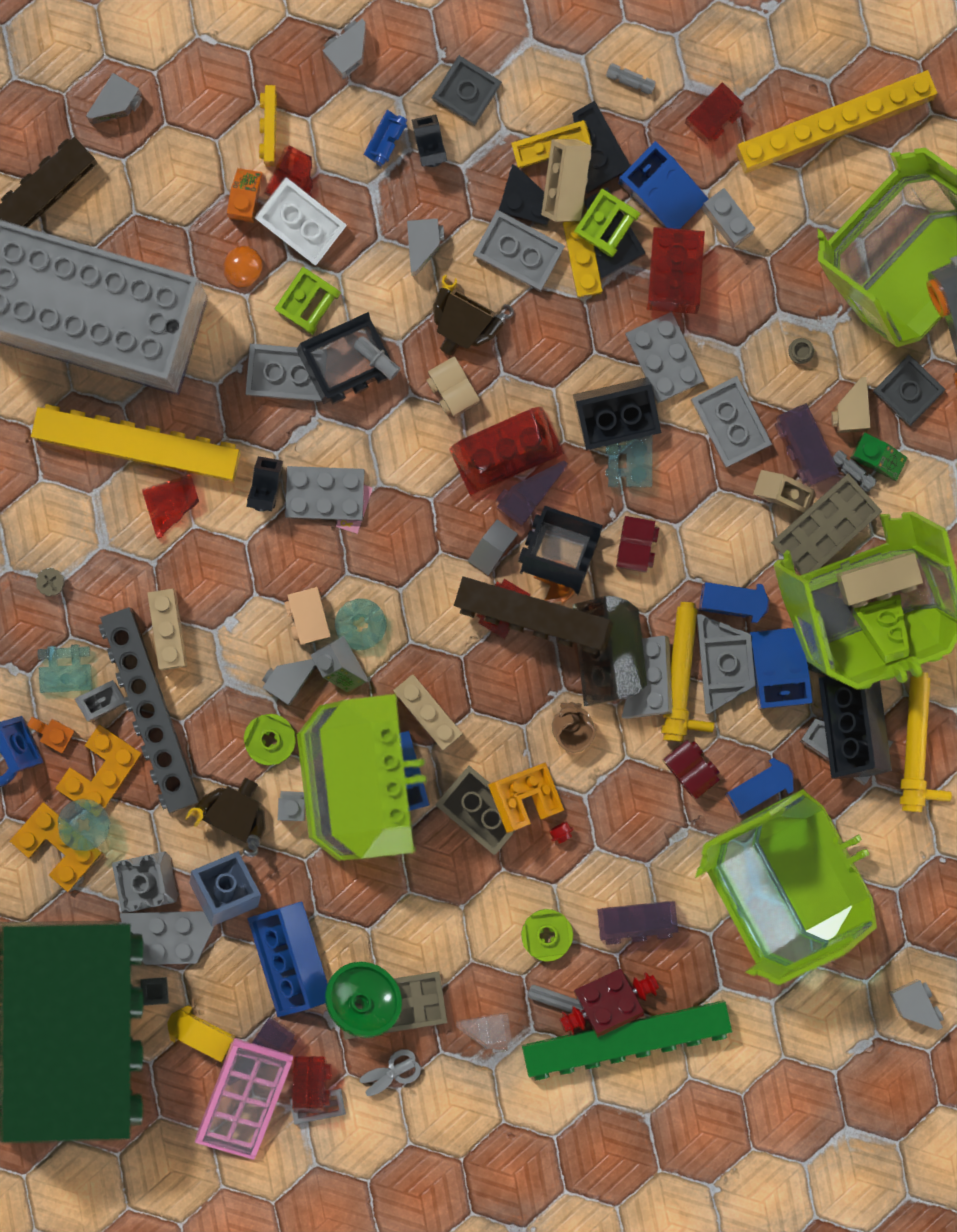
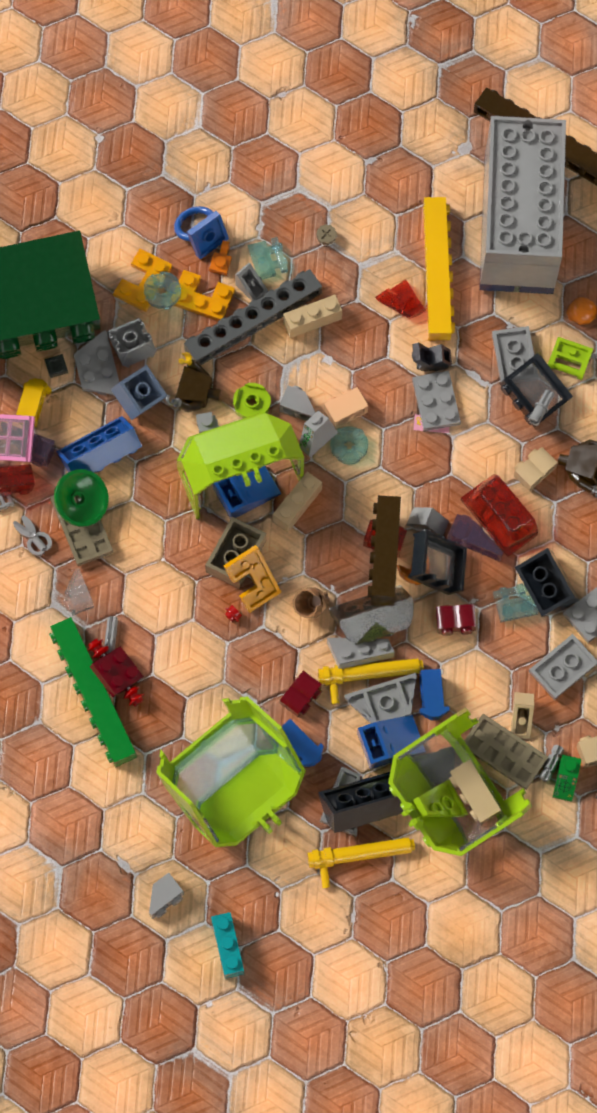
camera: 75 degrees right, 15 degrees down
(537, 946) = (165, 626): lime plate -> none
(637, 921) = (180, 680): clear purple brick -> none
(806, 445) = (560, 723): clear purple brick -> none

